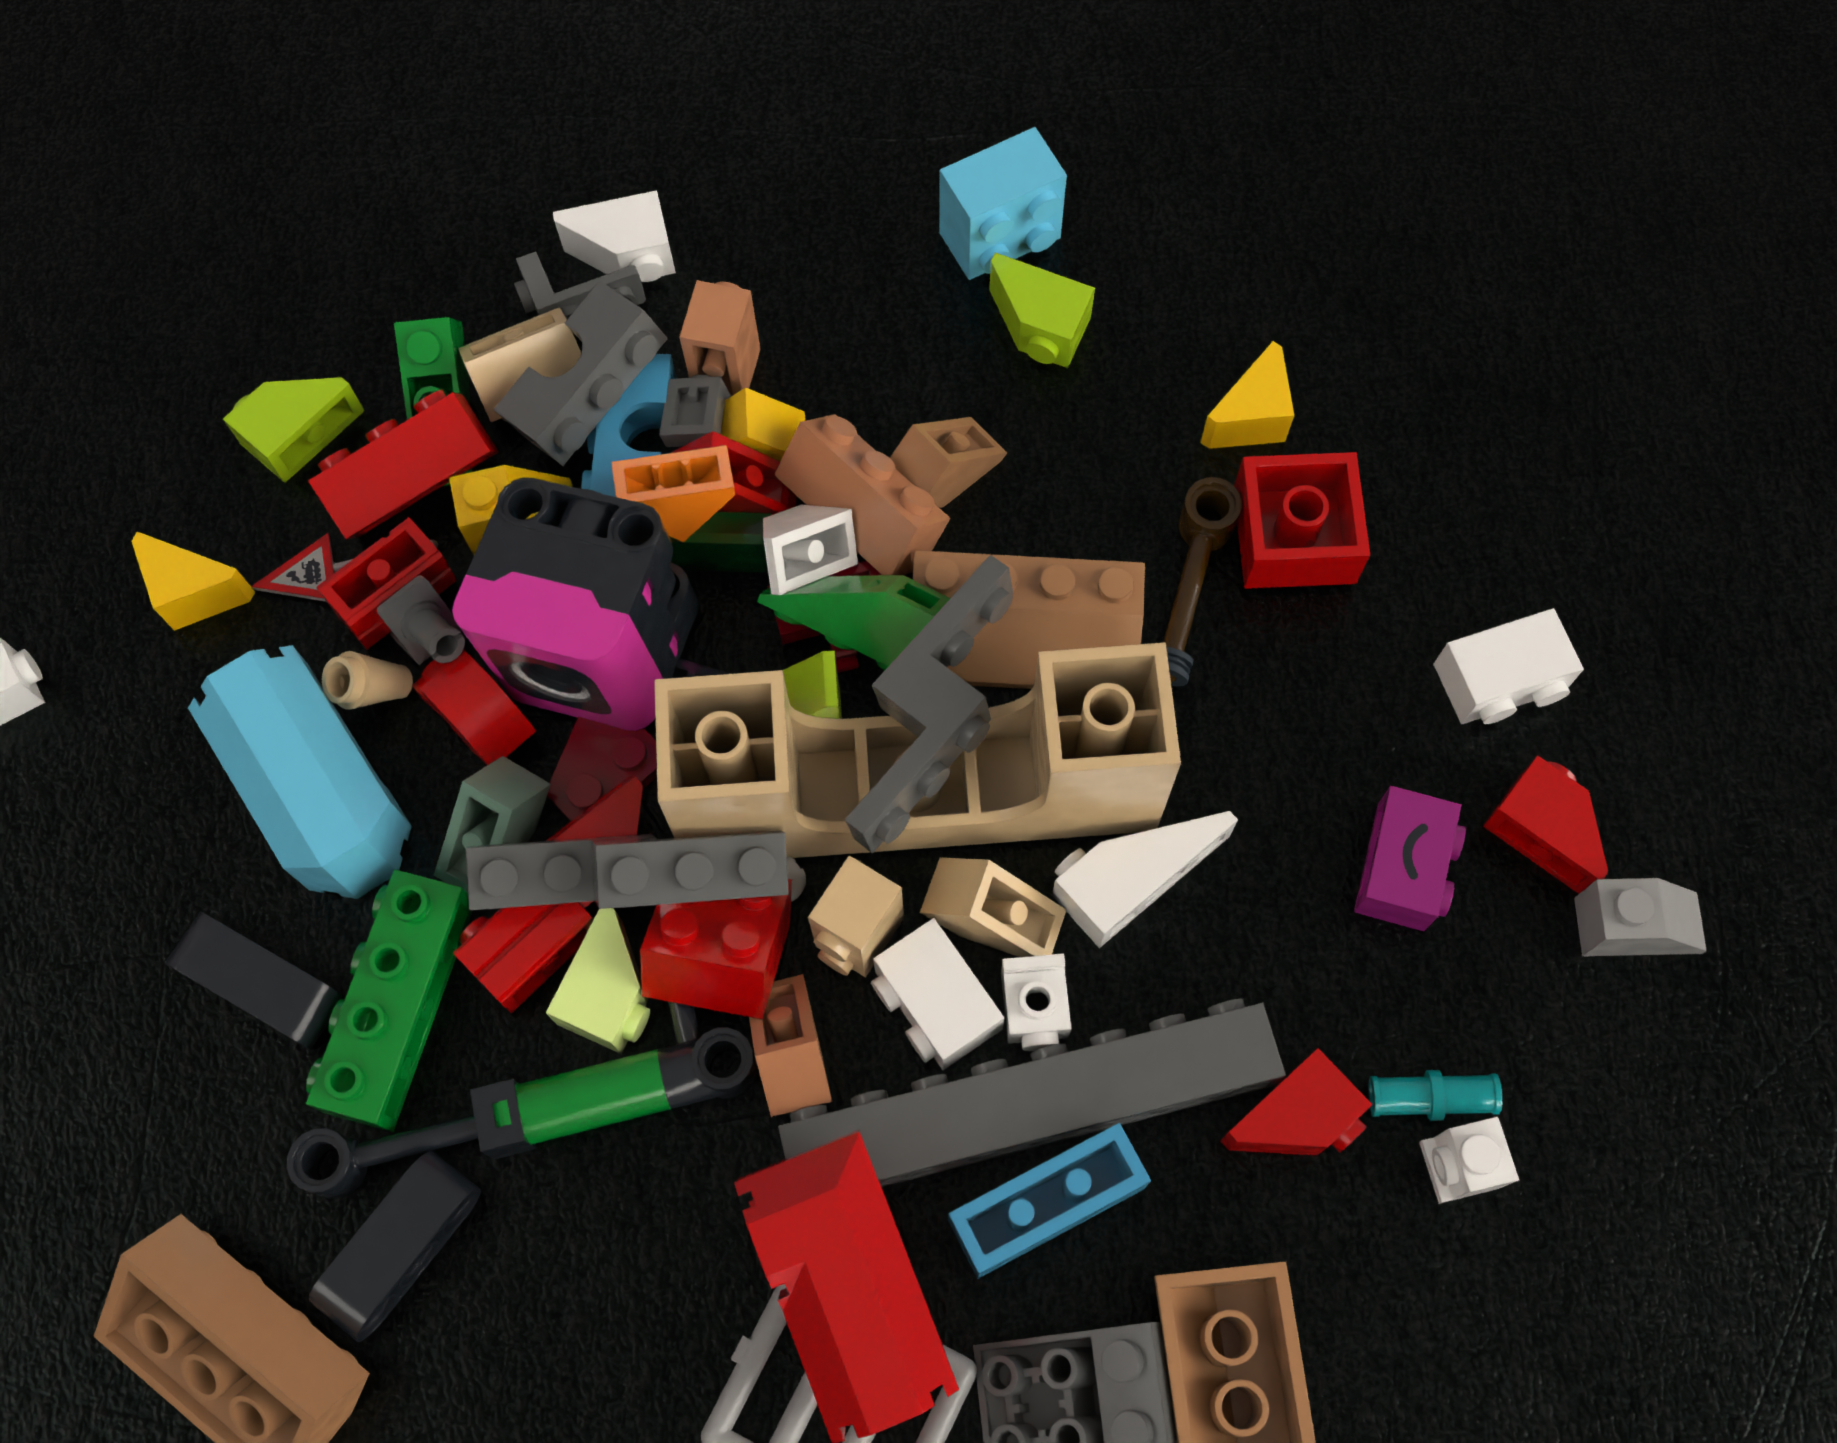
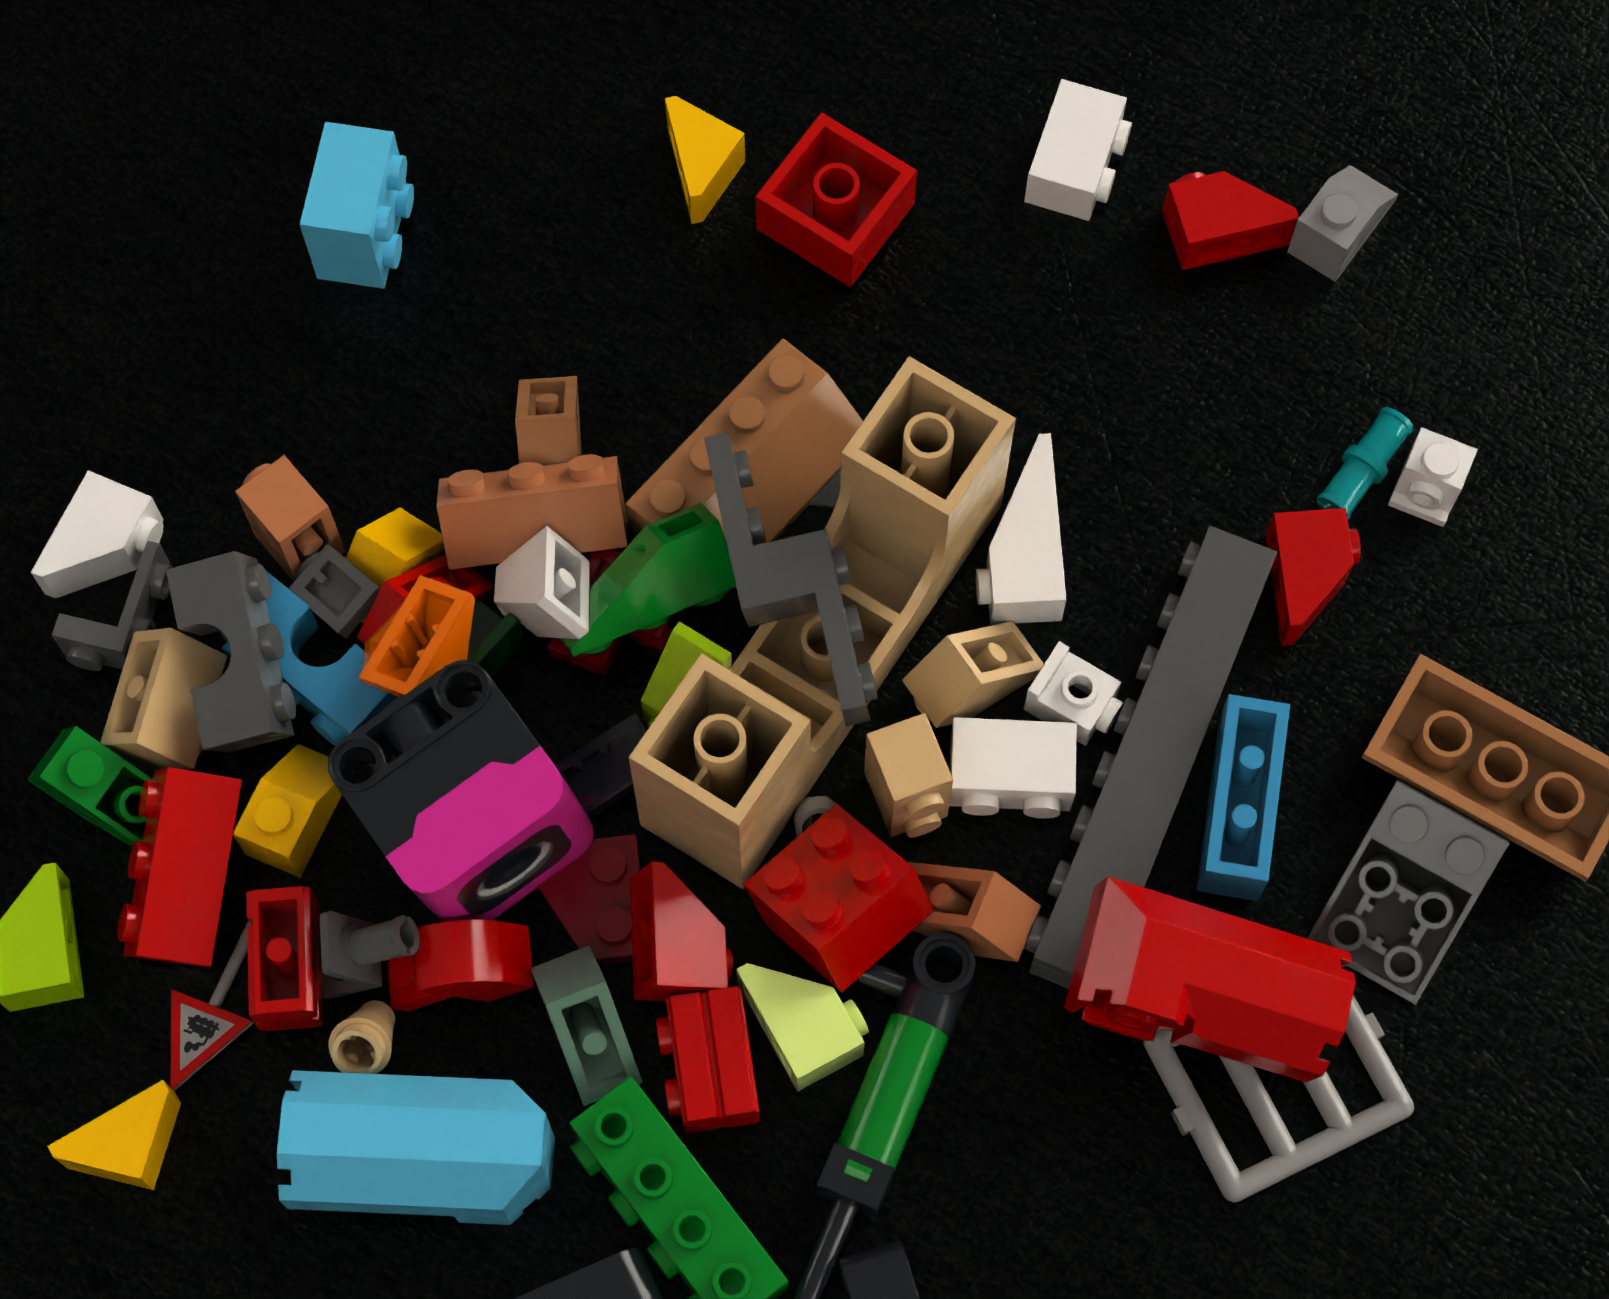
camera: 55 degrees left, 0 degrees up
(627, 870) = (736, 921): dark grey bracket -> none
(1041, 309) = (471, 252): lime slope -> none
(1202, 538) = (784, 282): dark brown piece -> none
(1410, 859) = (1172, 339): magenta brick -> none

